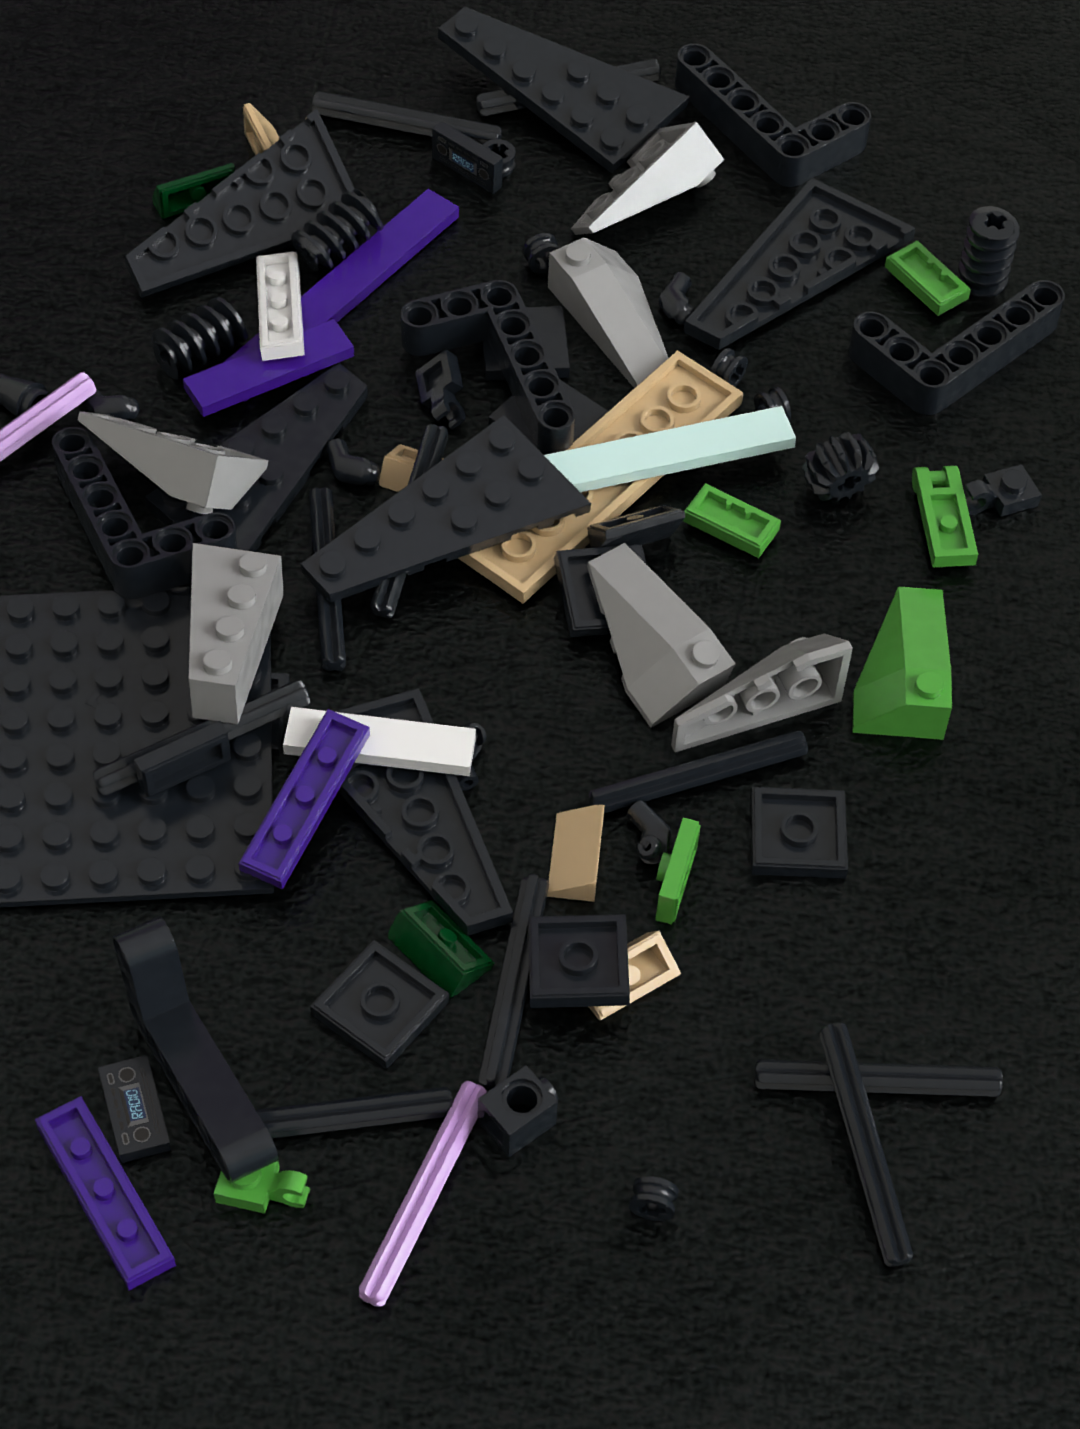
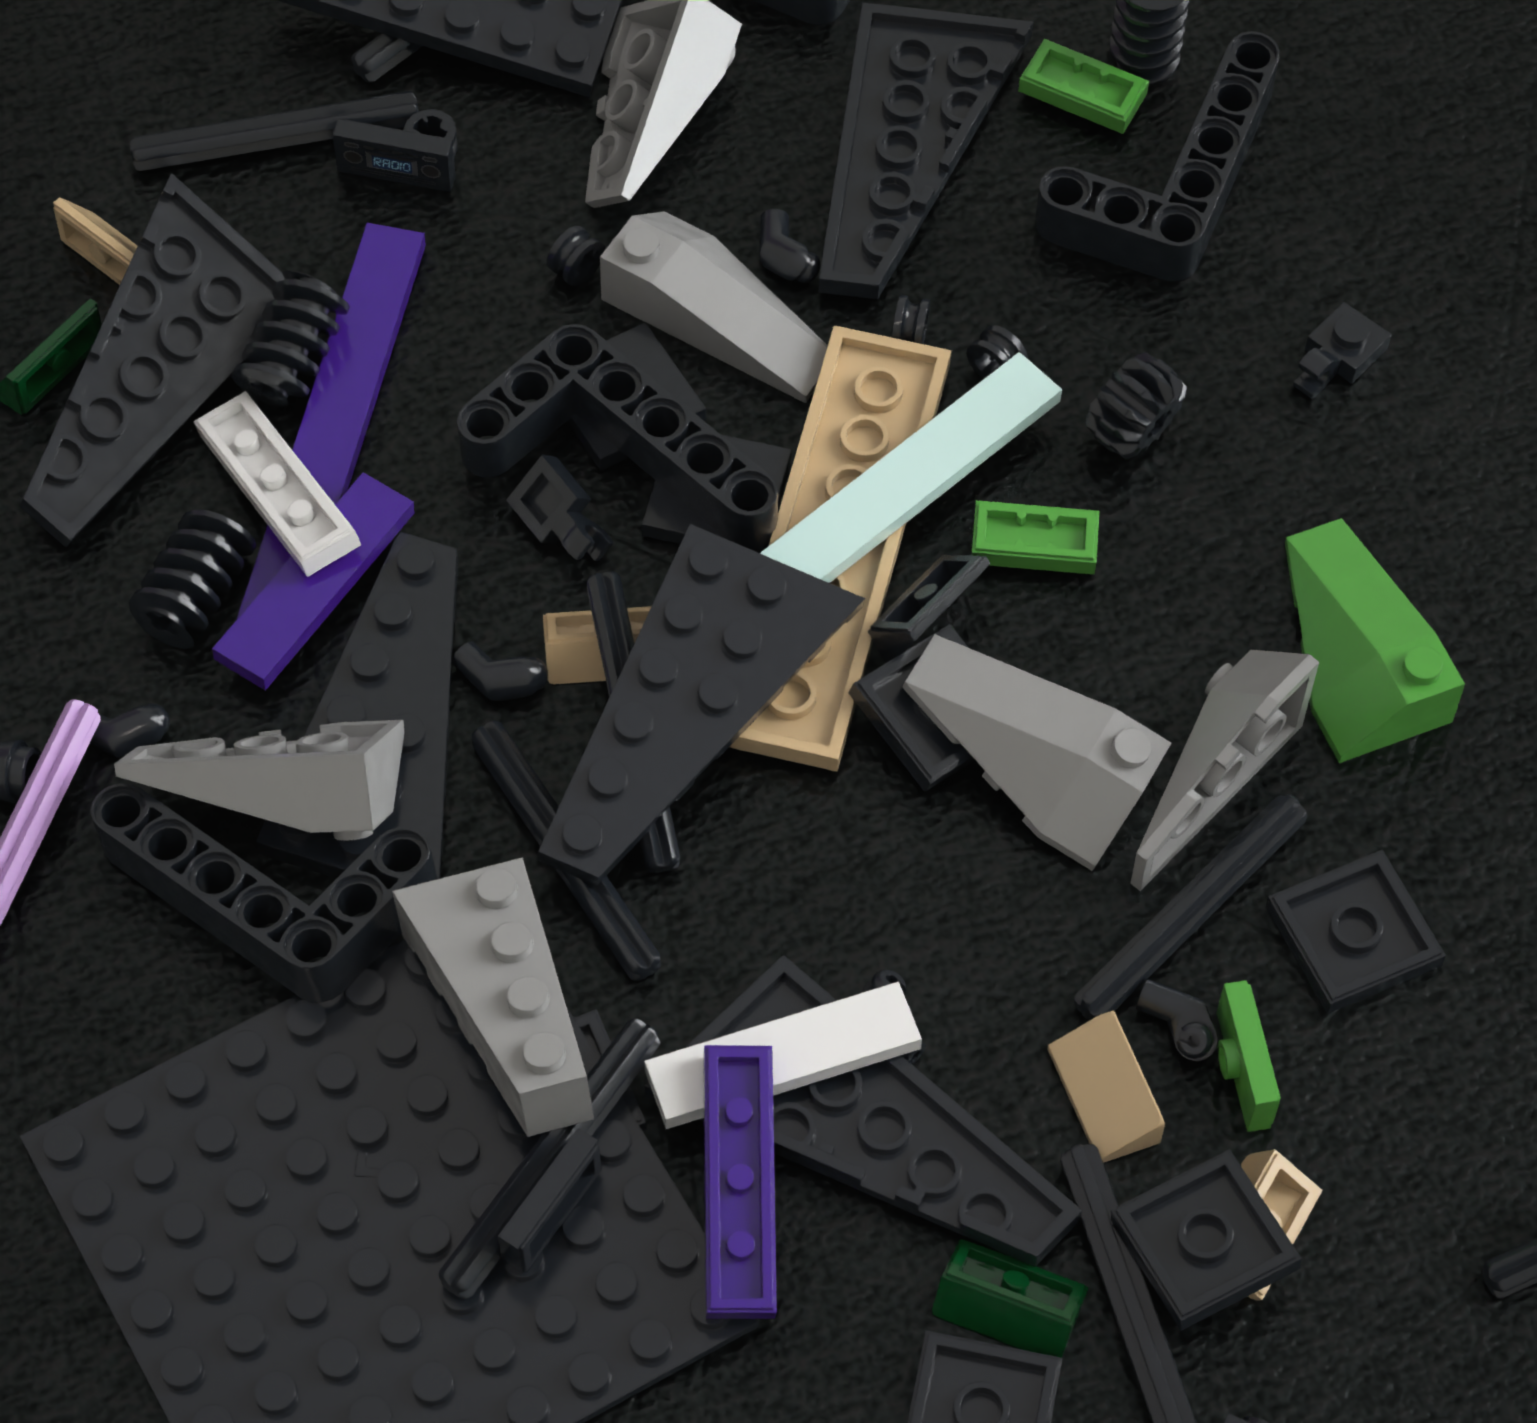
camera: 25 degrees left, 5 degrees up
(945, 516) = (1291, 414): bright green plate -> none

